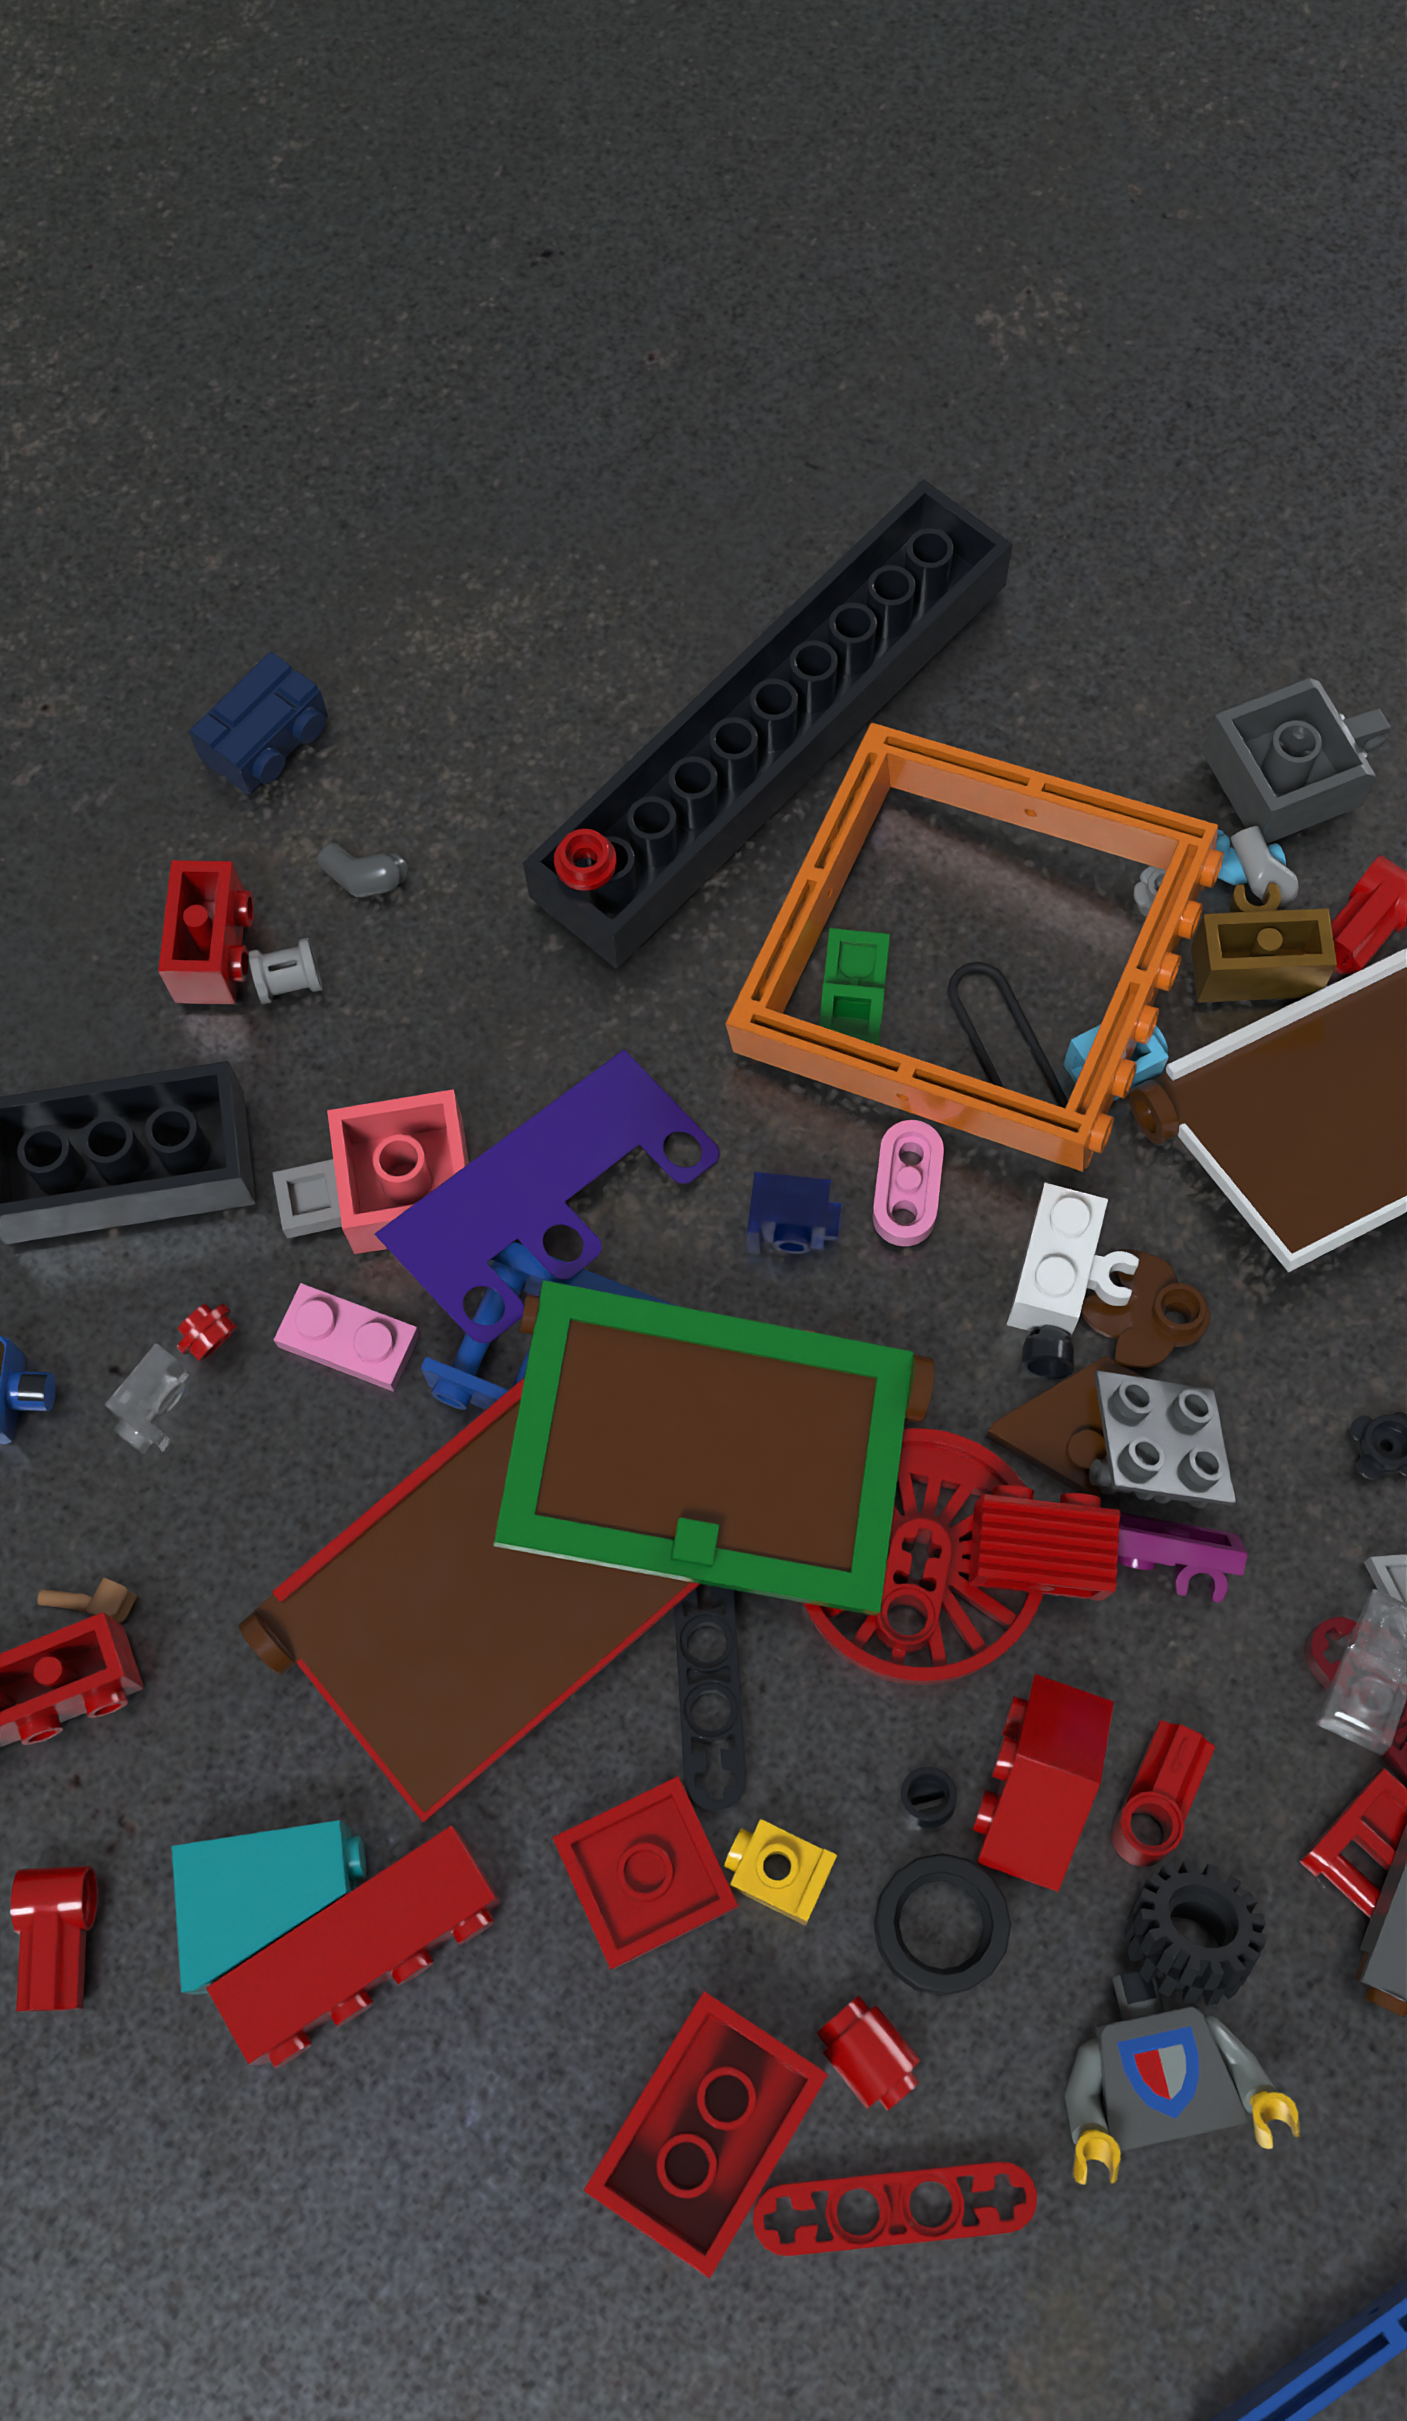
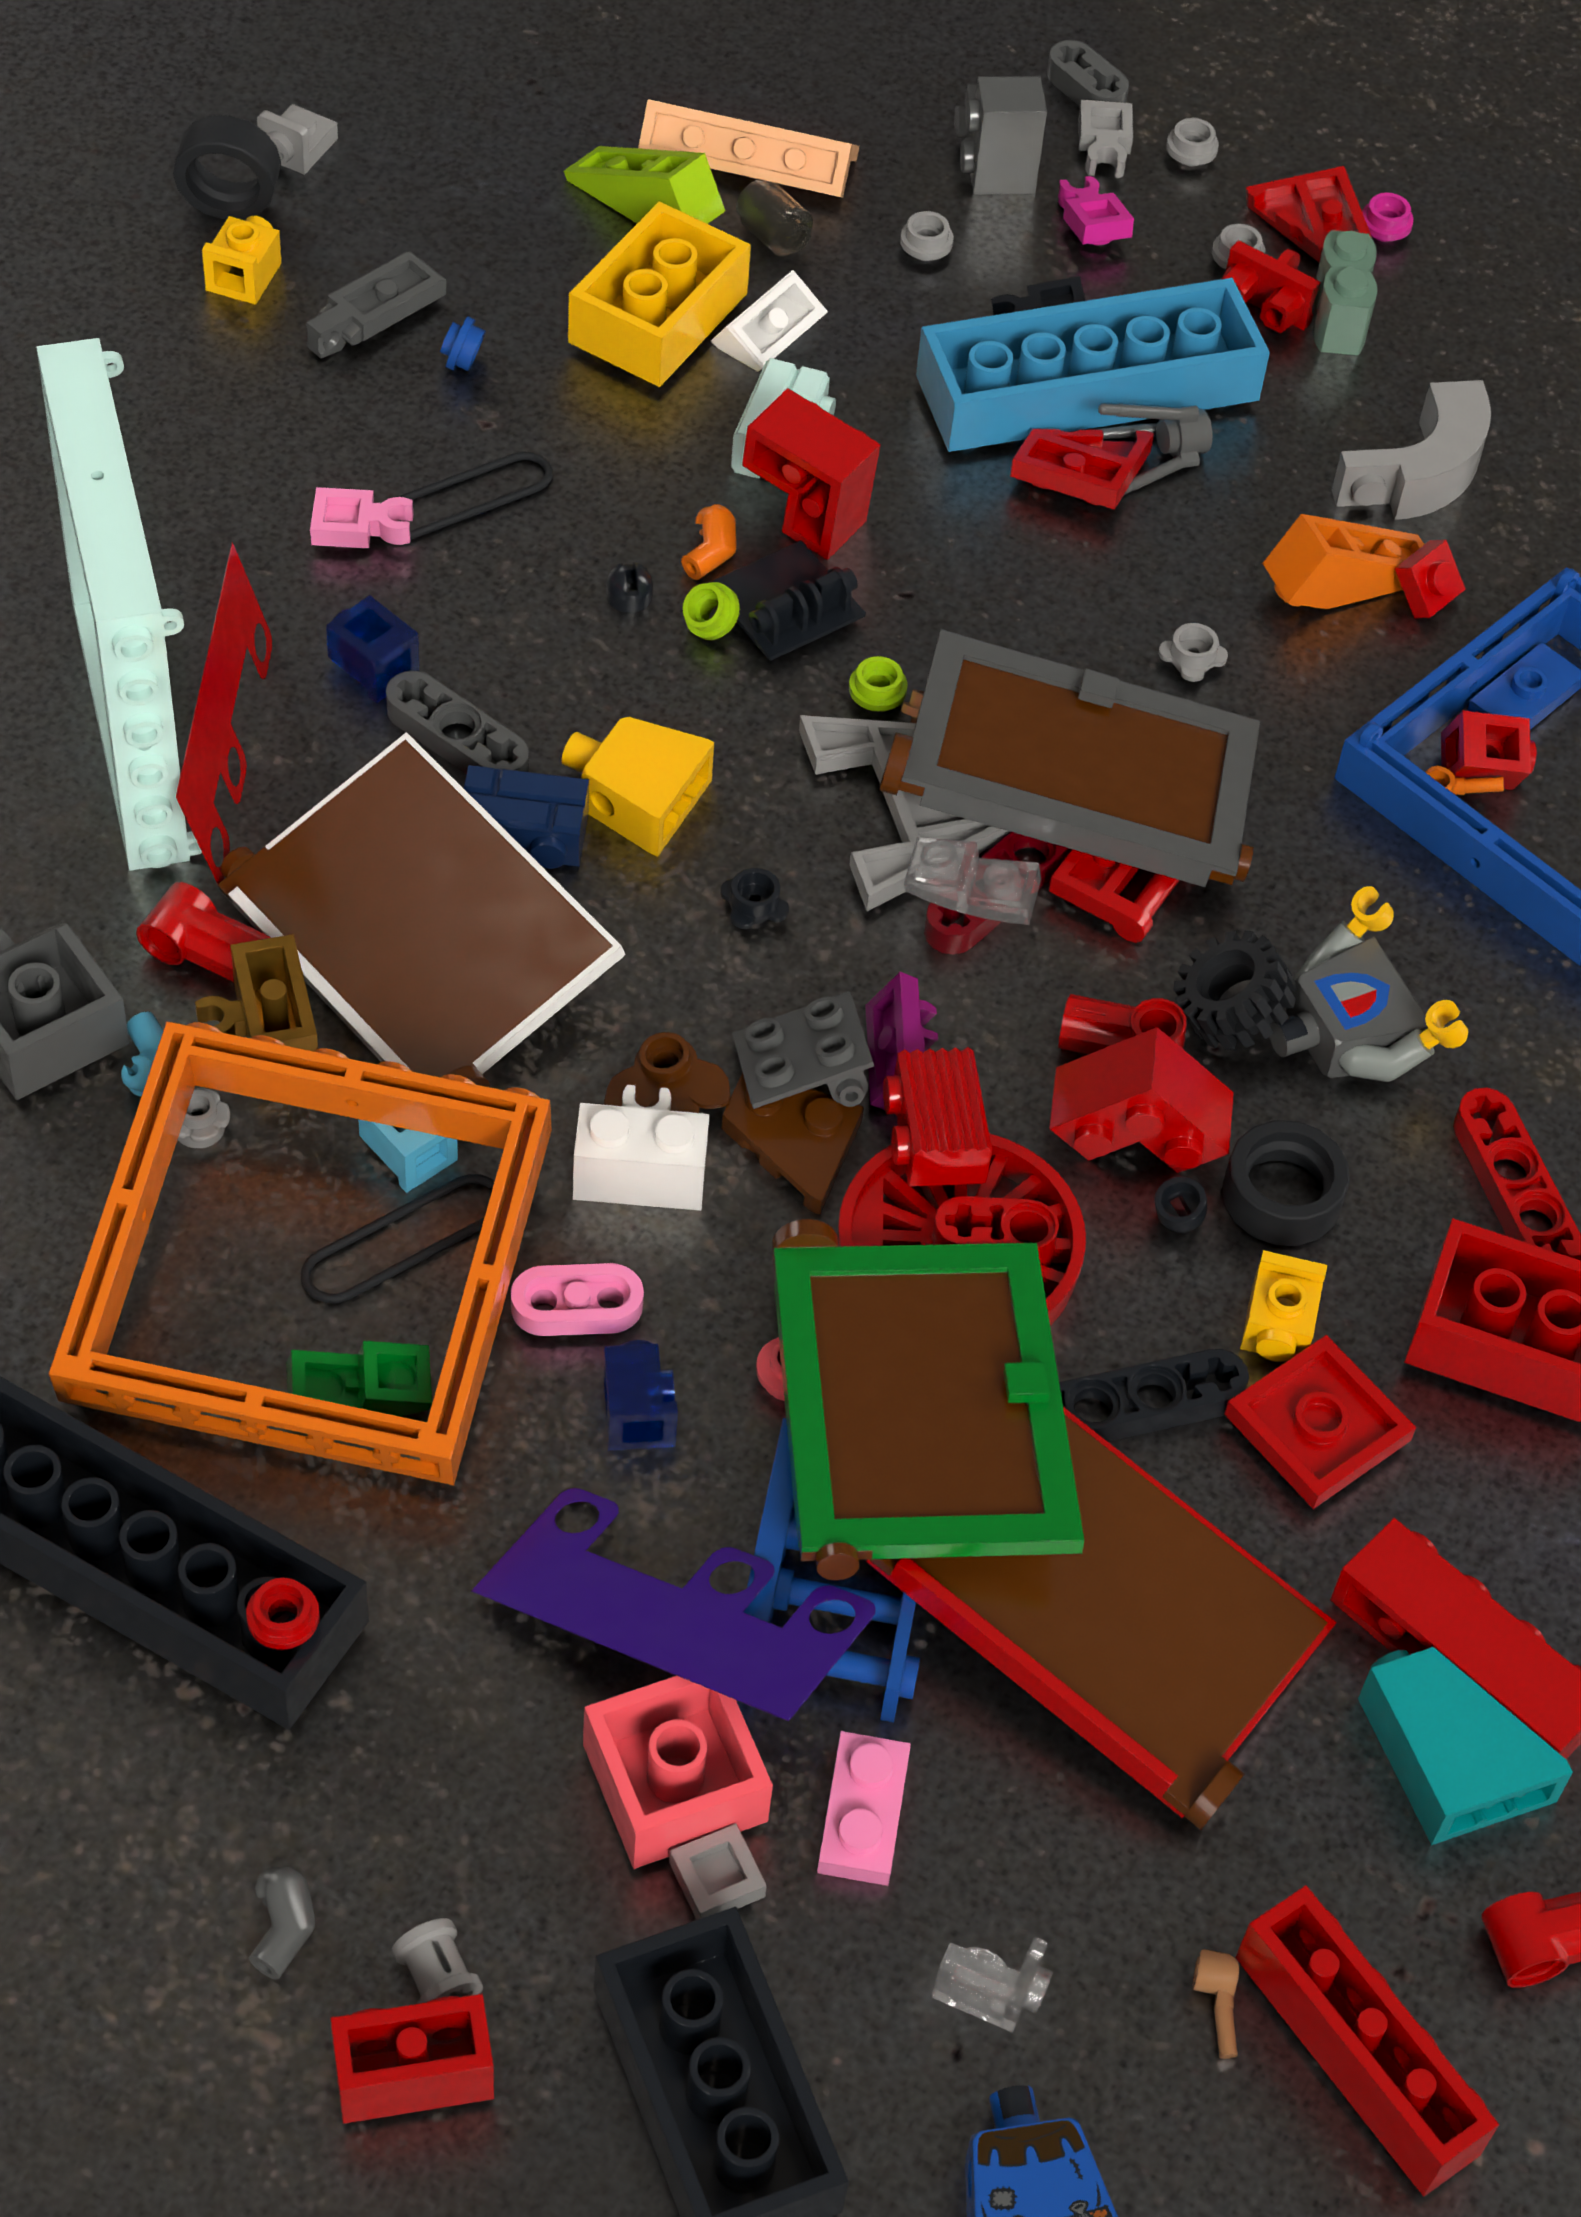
camera: 110 degrees left, 15 degrees down
(205, 1331) = (899, 1944): red plate -> none
(260, 724) = (94, 2080): dark blue brick -> none
(870, 2054) = (1411, 1221): red brick -> none
(1048, 1353) = (734, 1161): black hinge -> none
(1262, 867) = (148, 1029): light grey arm -> none

